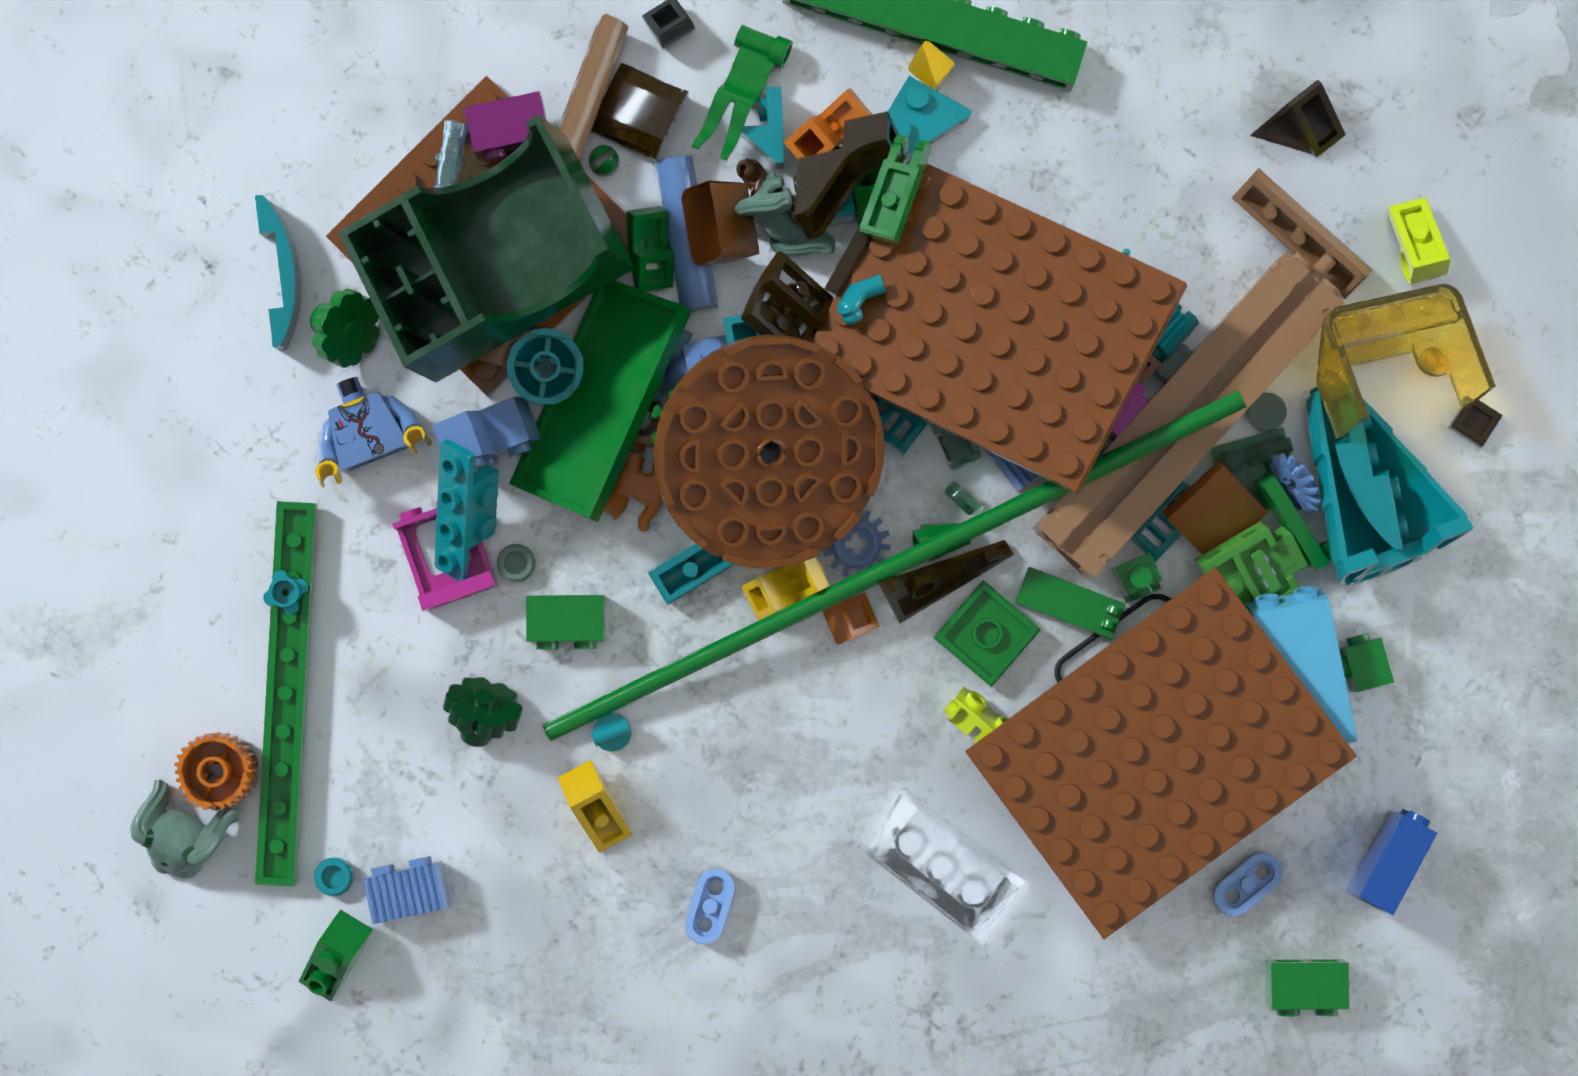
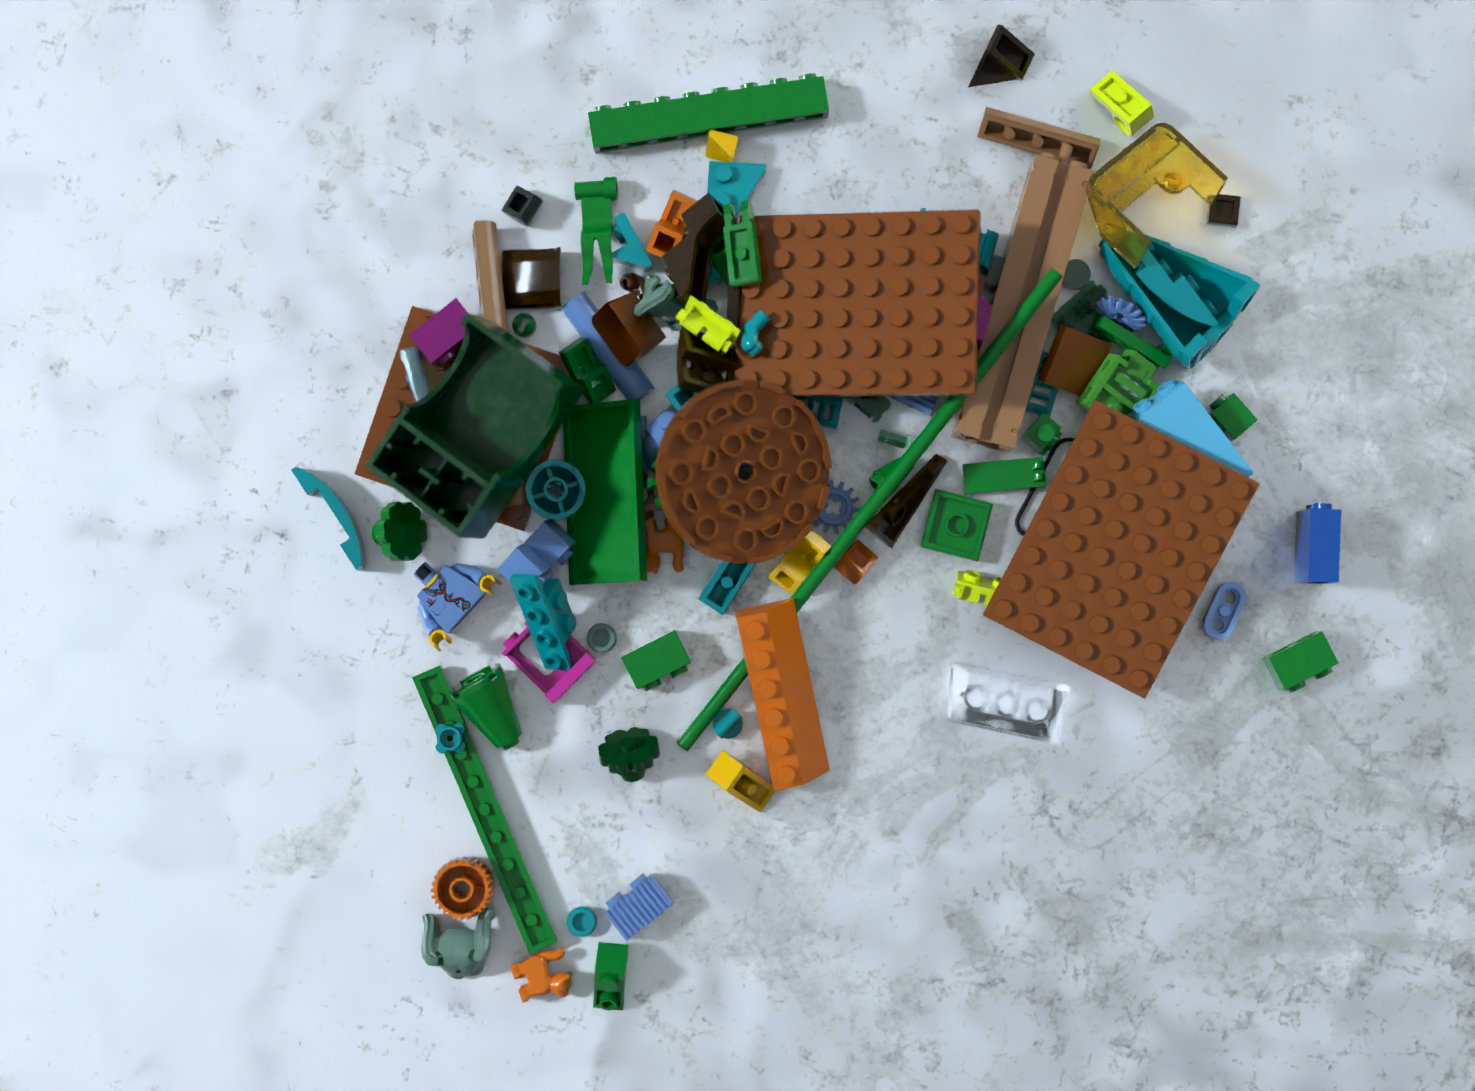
camera: 30 degrees left, 0 degrees up
(252, 918) = (539, 979): none -> orange animal
(348, 577) = (489, 706): none -> green cone
(690, 728) = (782, 693): none -> orange slope
(710, 905) = (856, 811): light blue plate -> none
(821, 278) = (720, 332): none -> neon yellow hinge

